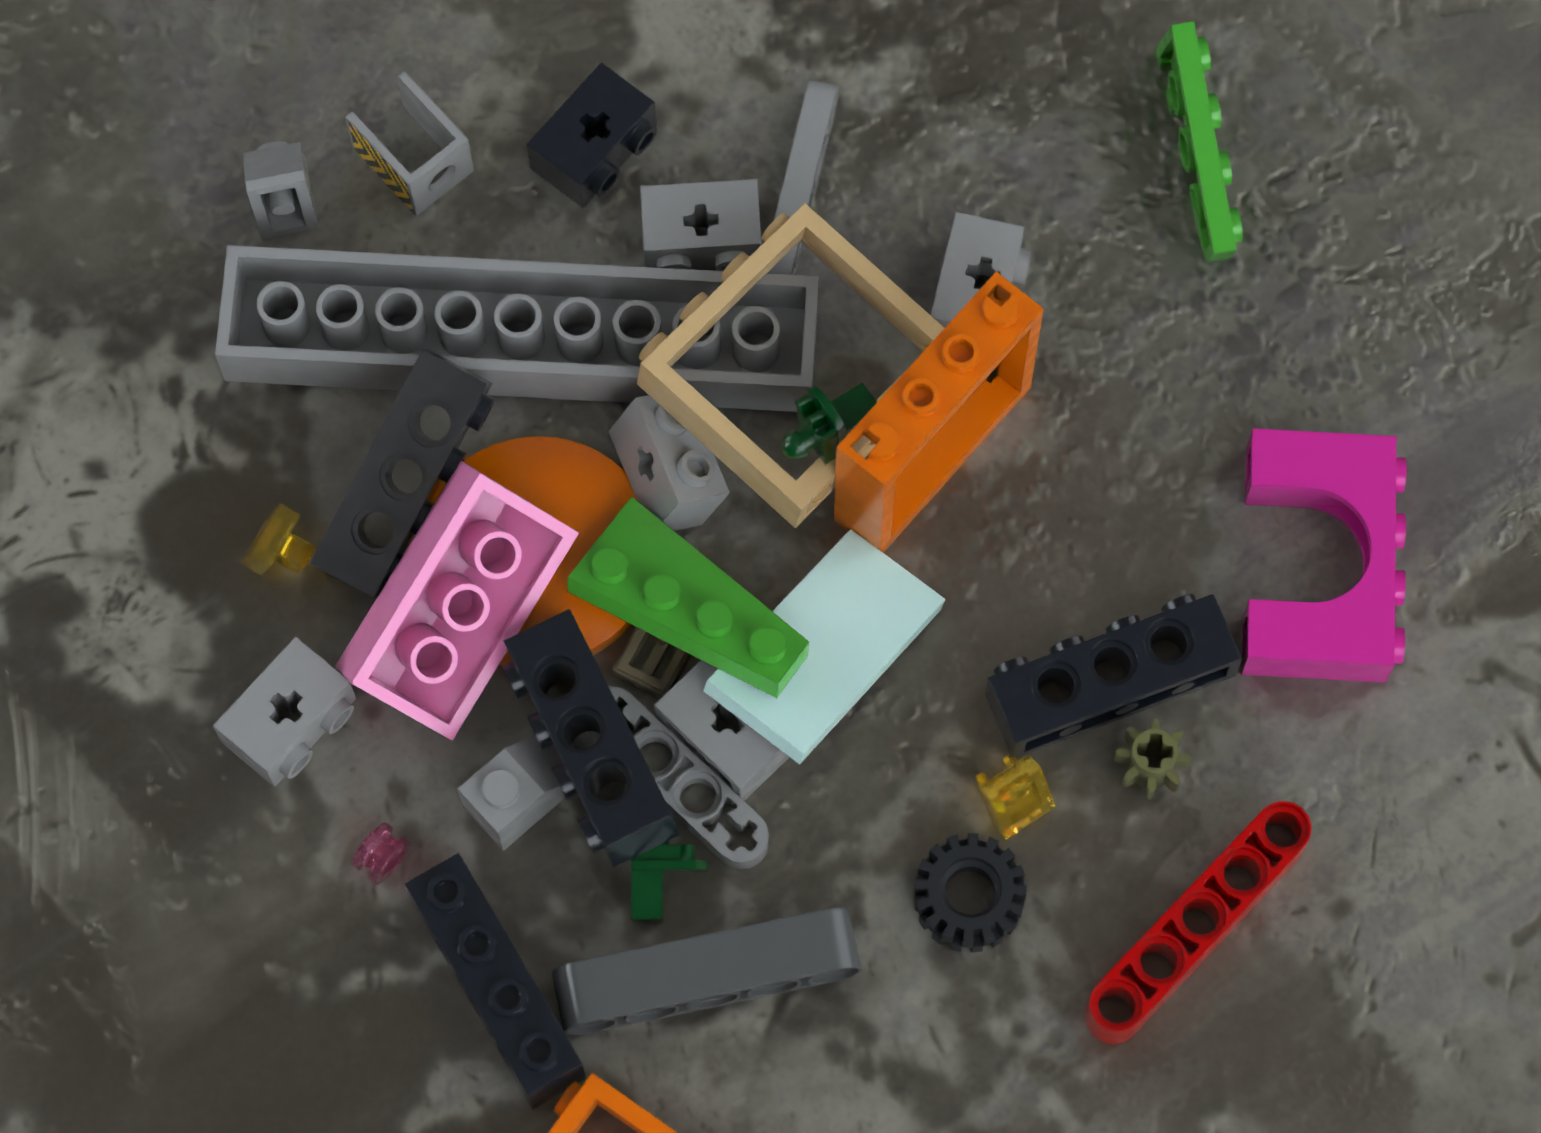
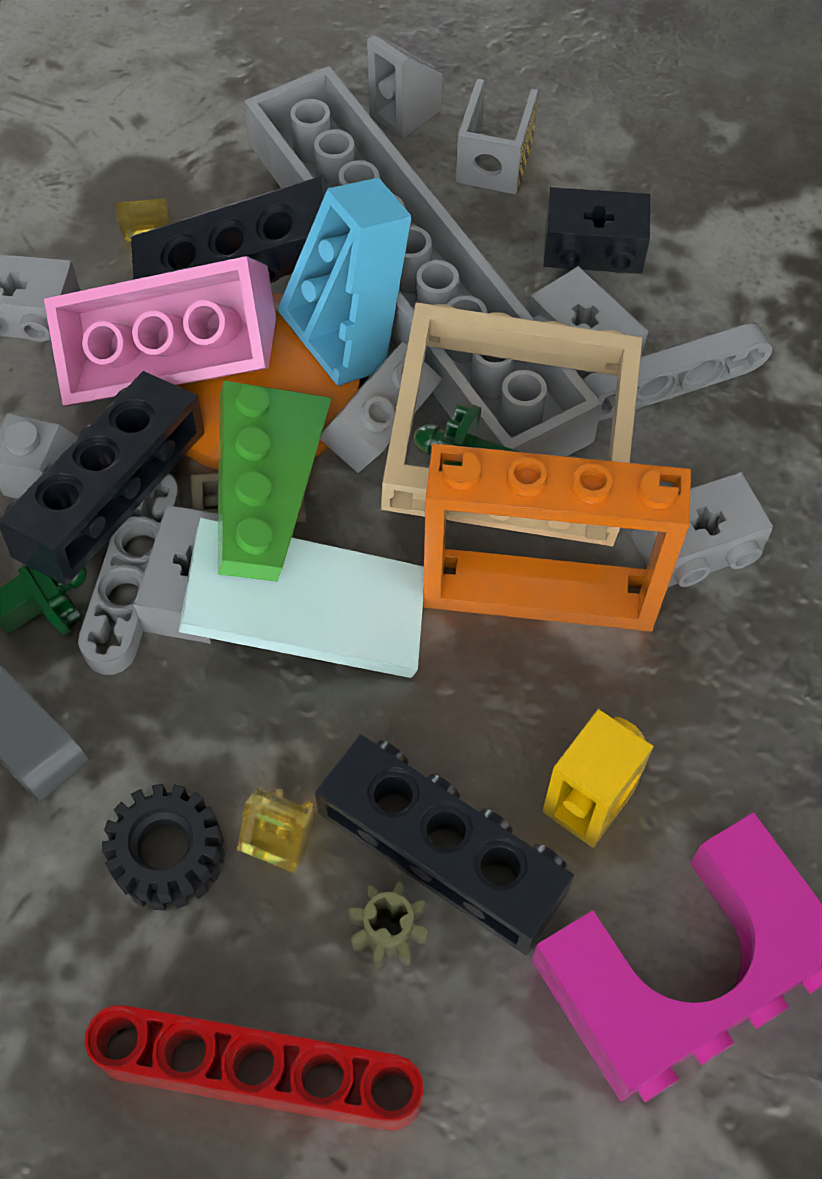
camera: 55 degrees right, 10 degrees down
(544, 404) = (349, 279): none -> medium azure wedge
(1149, 522) = (596, 776): none -> yellow brick

